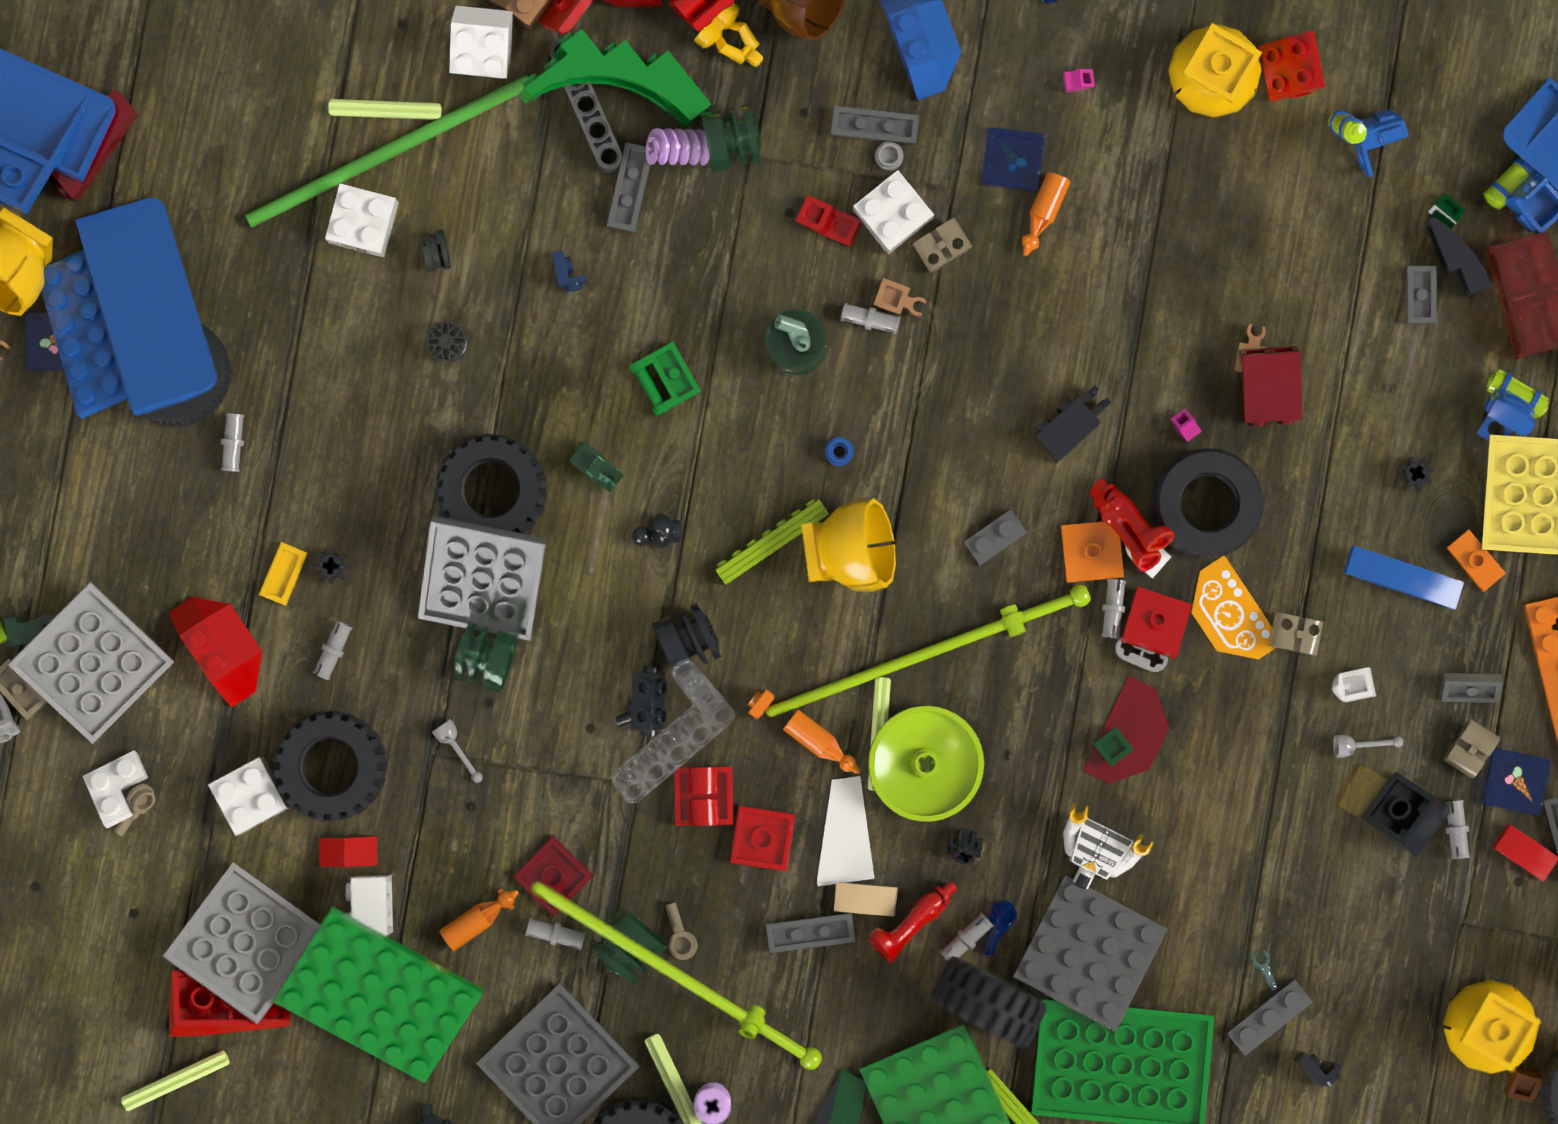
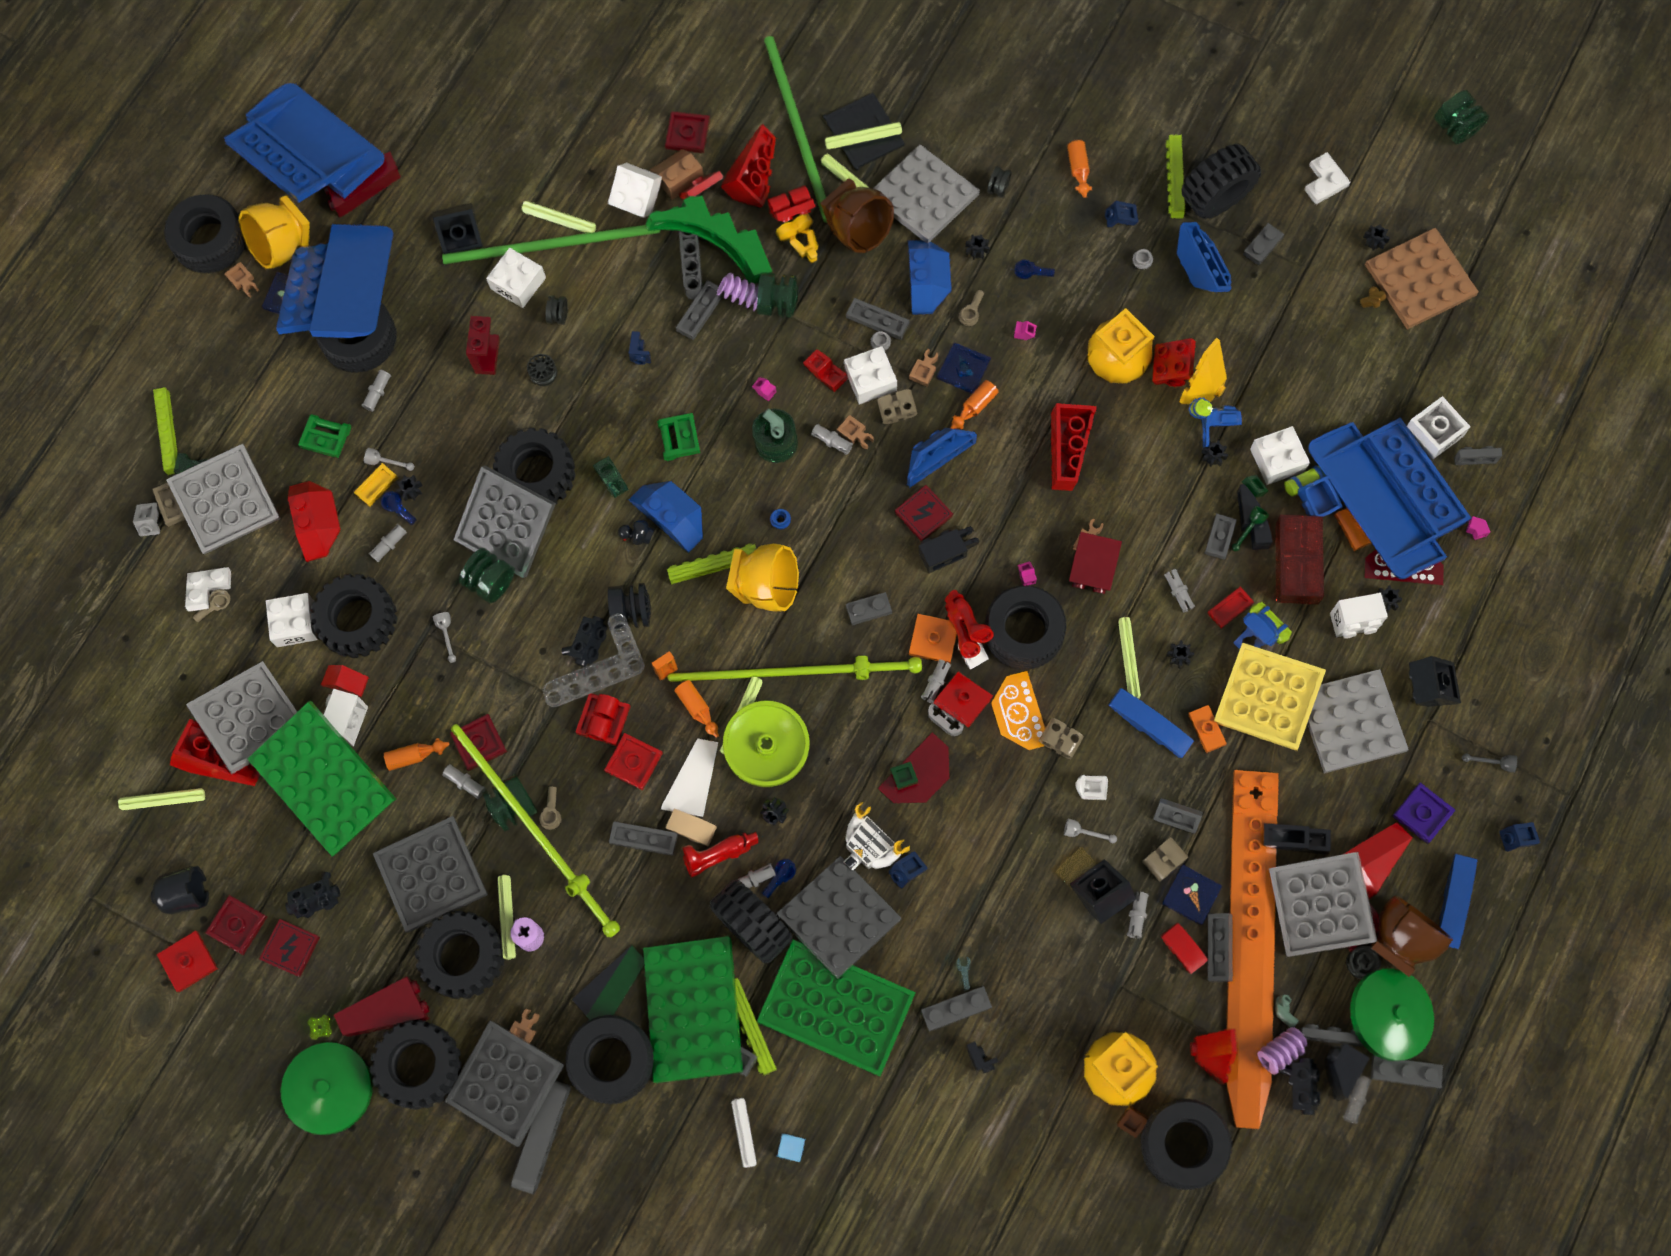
camera: 25 degrees right, 15 degrees down
(189, 537) = (322, 441): none -> green plate
(252, 171) = (457, 228): none -> black slope
(266, 536) = (373, 457): none -> light grey hinge
(316, 593) = (392, 502): none -> clear blue plate
(358, 338) = (482, 346): none -> dark red panel
(691, 487) = (671, 512): none -> blue wedge
(755, 274) = (764, 388): none -> dark pink piece
(961, 182) = (924, 370): none -> medium nougat plate
(996, 80) = (969, 316): none -> dark tan plate
(1015, 294) = (937, 451): none -> blue wedge
(1025, 383) = (924, 513): none -> dark red tile
(1155, 865) = (907, 869): none -> dark blue bracket
(1188, 229) = (1068, 442): none -> red wedge
(1345, 83) = (1208, 378): none -> yellow wedge
(1350, 497) = (1129, 656): none -> yellowish green axle
(1386, 175) = (1214, 459): none -> black gear
(1389, 386) = (1179, 590): none -> light grey pin
(1460, 387) = (1230, 607): none -> red tile
(1465, 259) = (1257, 516): none -> dark green hinge
(1468, 157) = (1279, 455): none -> white brick

